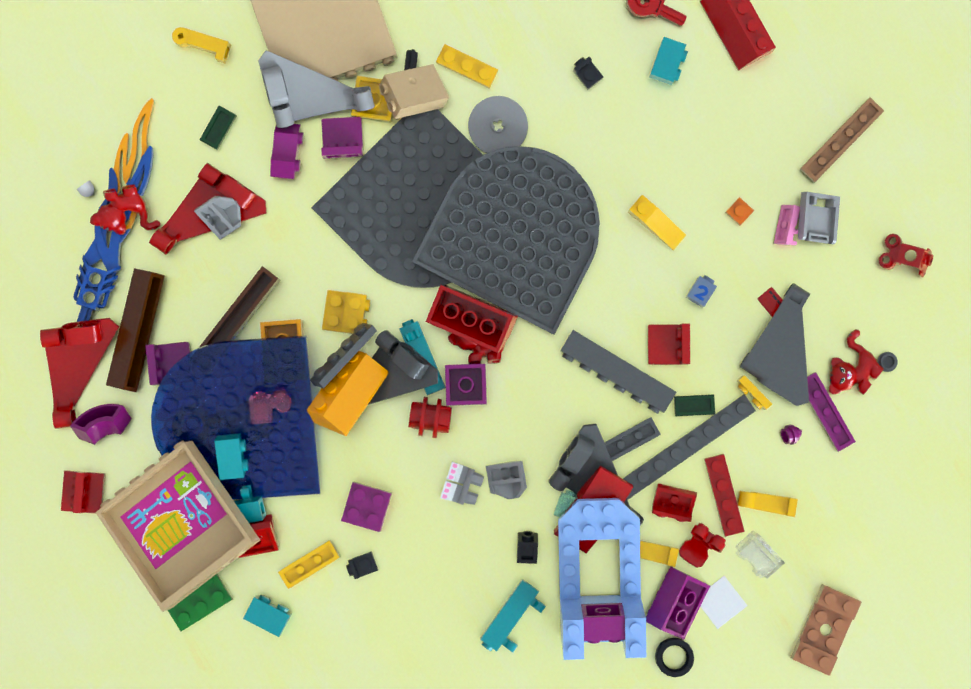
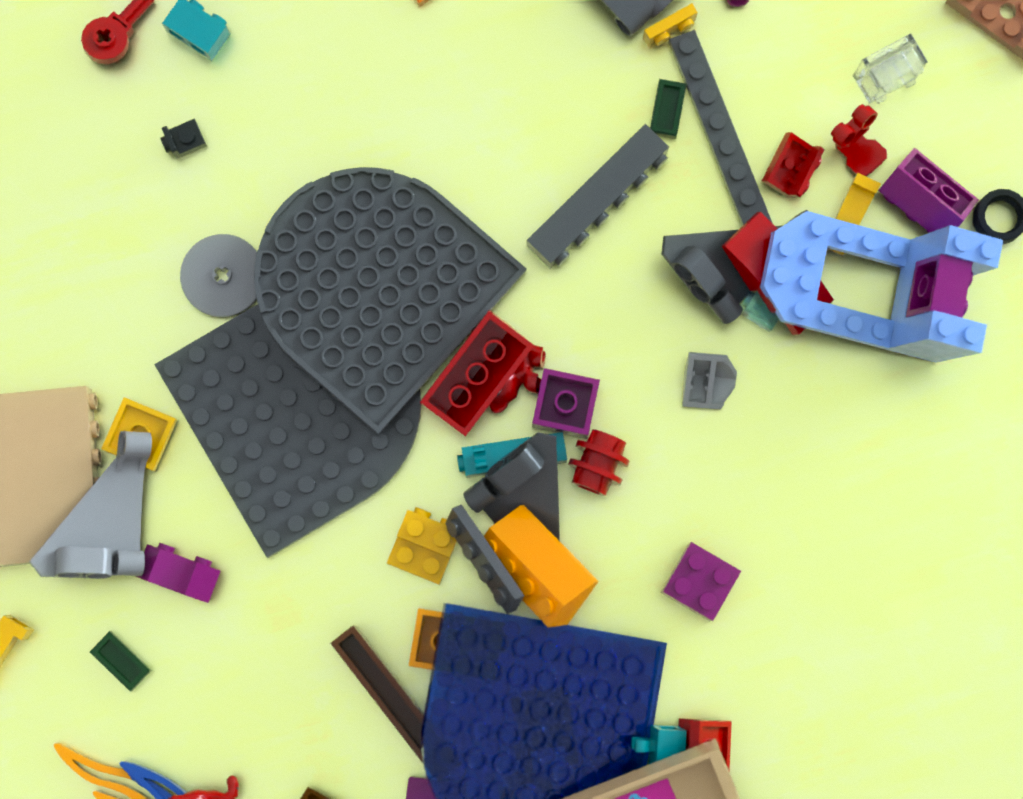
camera: 80 degrees left, 5 degrees down
(187, 223) = (226, 700): red panel -> none
(220, 215) = (243, 686): light grey slope -> none
(230, 456) = (587, 753): teal brick -> none
(262, 405) = (525, 687): clear pink brick -> none
(267, 615) = (819, 758): teal brick -> none
(309, 564) = (761, 683): yellow plate -> none
(342, 137) = (181, 490): magenta bracket -> none
(362, 565) = (779, 609): black bracket -> none
(413, 89) = (140, 373): tan piece -> none
(459, 493) = (712, 447): light grey hips -> none
(467, 66) = (129, 297): yellow plate -> none
(509, 615) = (896, 423): teal brick -> none
(527, 547) = (807, 376): black bracket -> none
(632, 438) = (692, 198): dark grey plate -> none
(656, 222) = (408, 97): yellow slope -> none
(669, 344) = (578, 118): red bracket -> none
(701, 291) = (517, 60): sand blue brick -> none
(722, 602) = (940, 137): white sticker -> none
(724, 495) = (797, 99): red plate -> none
(768, 503) = (822, 42): yellow leg -> none

